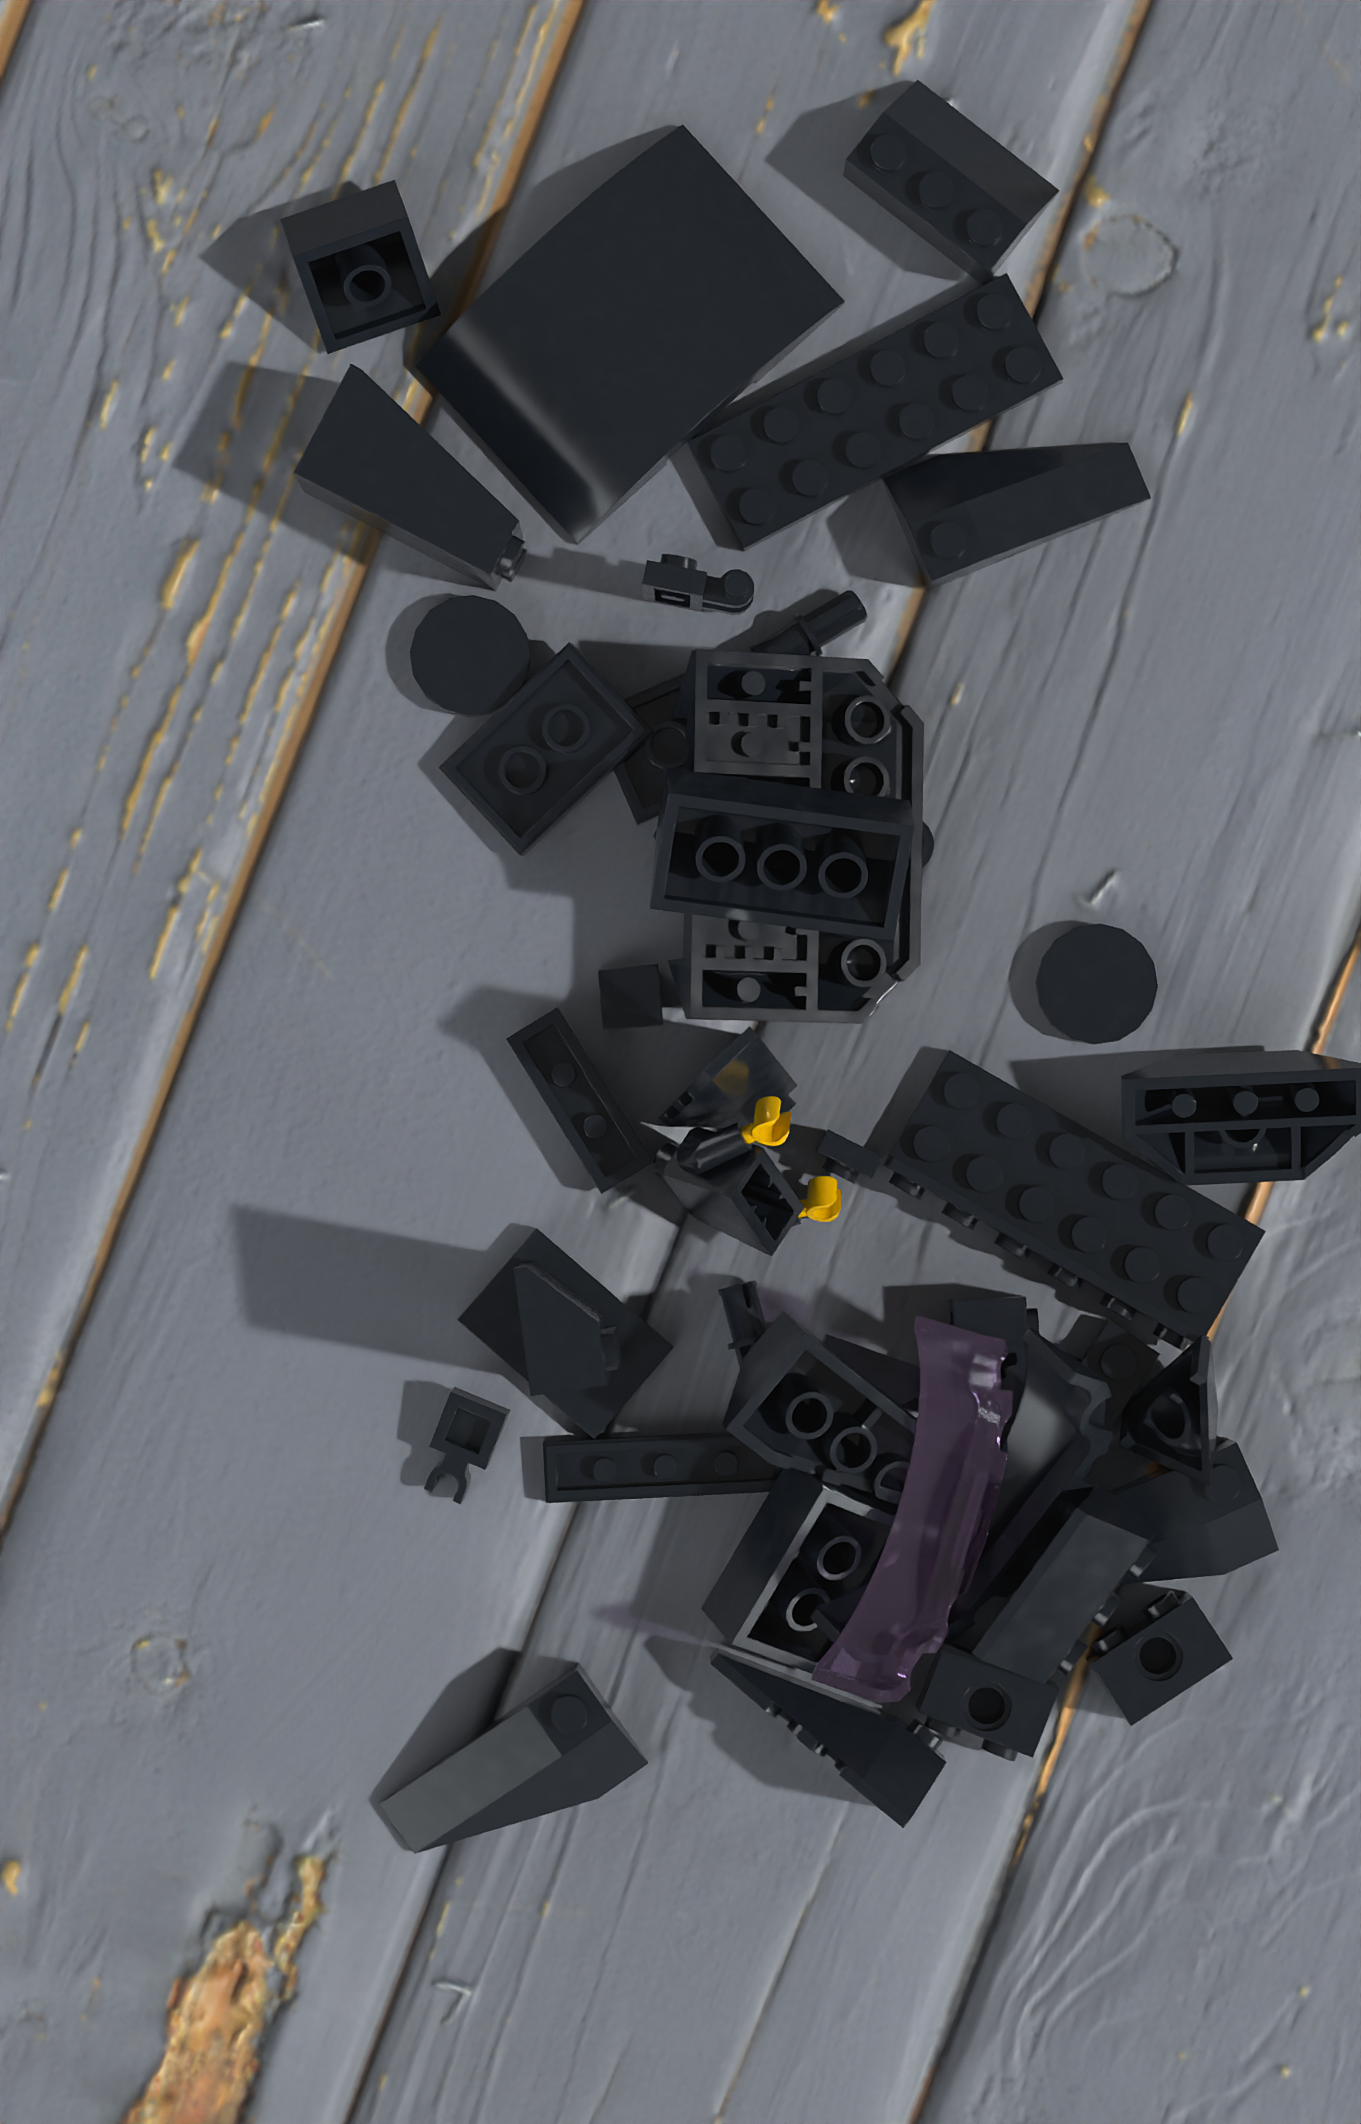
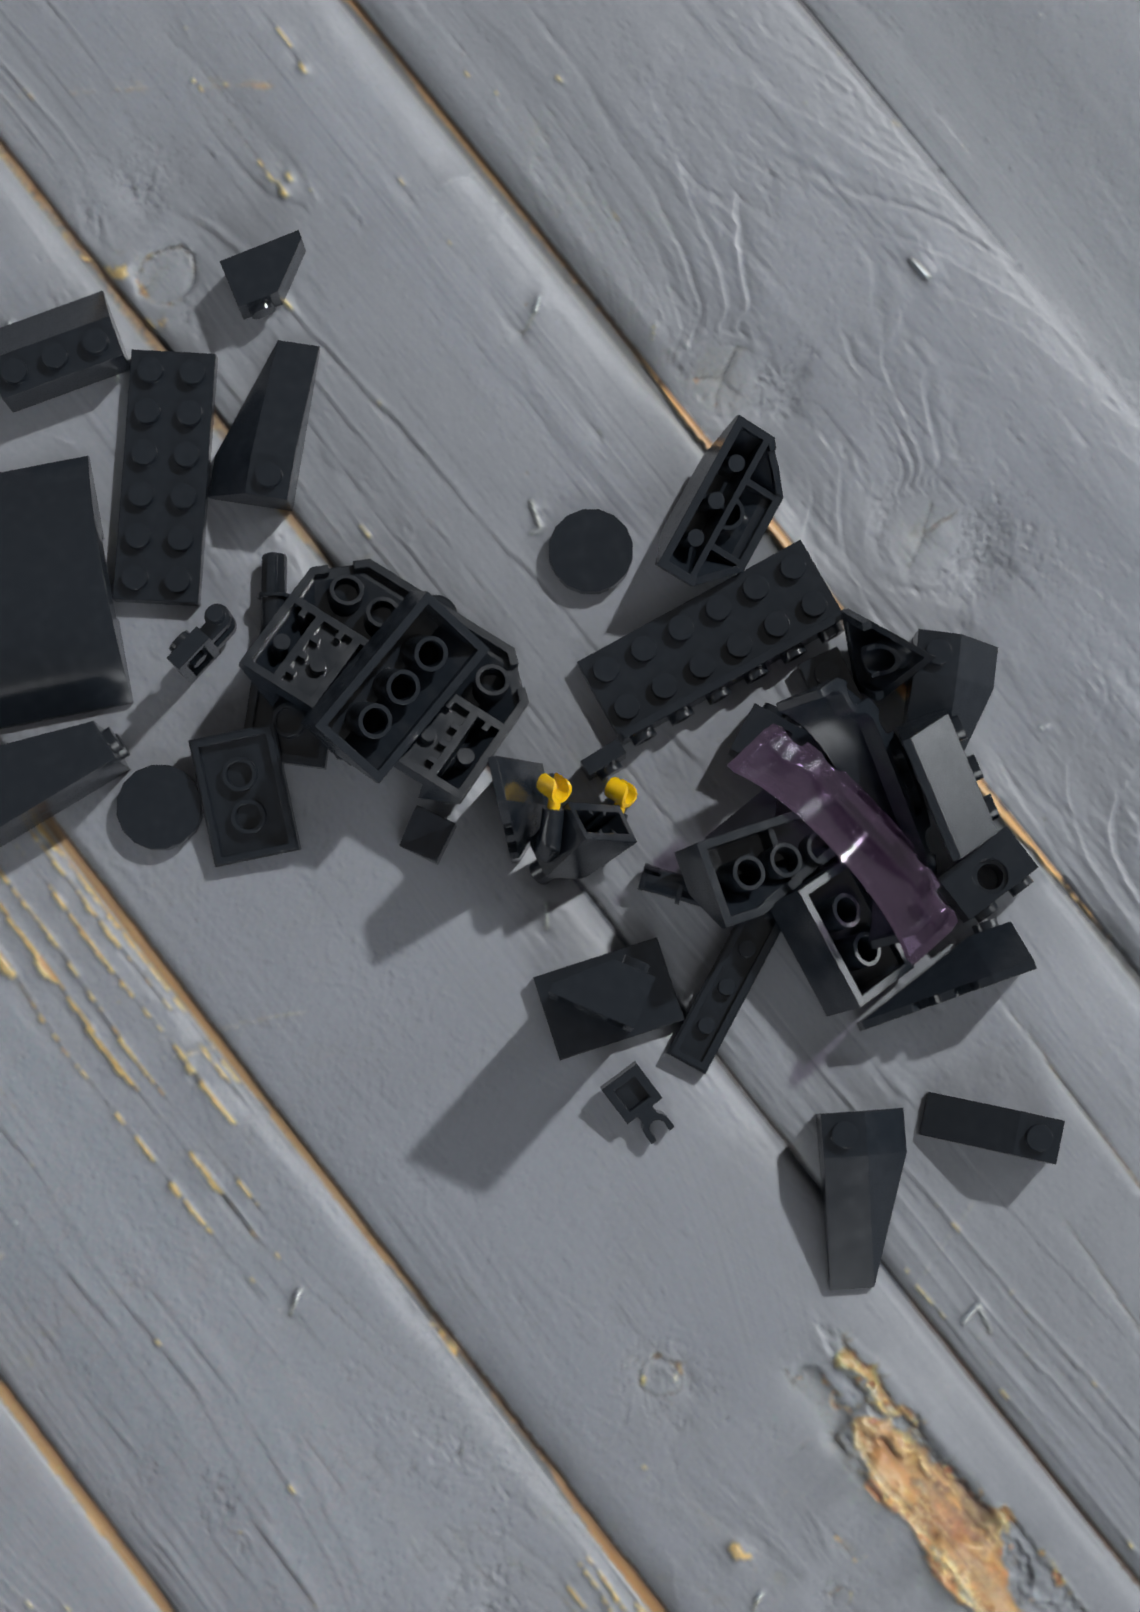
camera: 60 degrees left, 5 degrees down
(579, 1100) = (471, 903): black plate -> none
(686, 1884) = (992, 1128): none -> black slope
(1194, 1655) = (1032, 734): black brick -> none
(1196, 376) = (264, 274): none -> black slope

